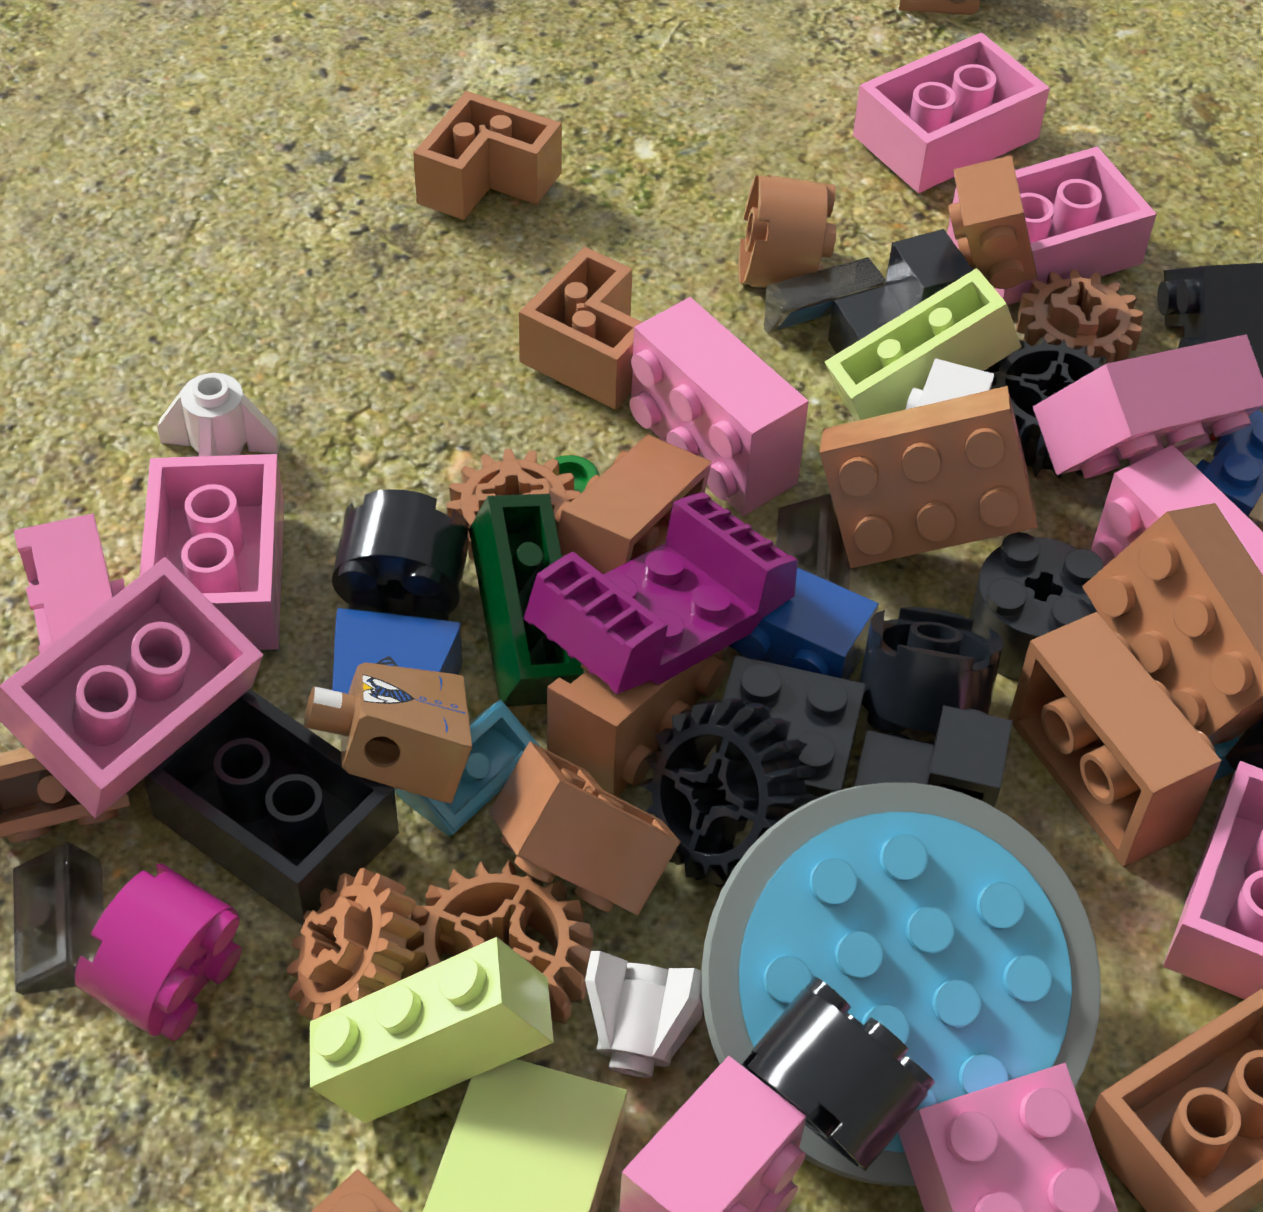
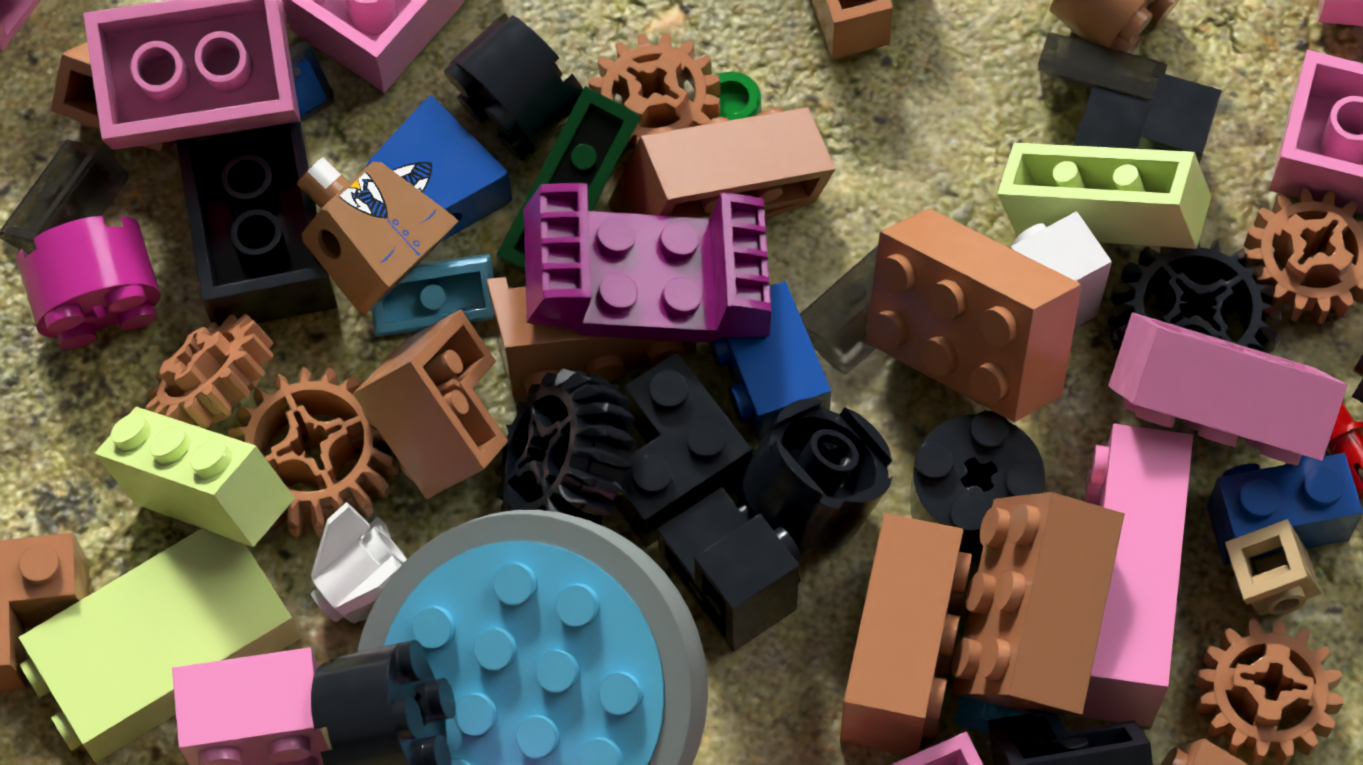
camera: 45 degrees right, 15 degrees up
(718, 402) = (883, 117): bright pink brick -> none
(992, 223) = (1258, 120): nougat brick -> none

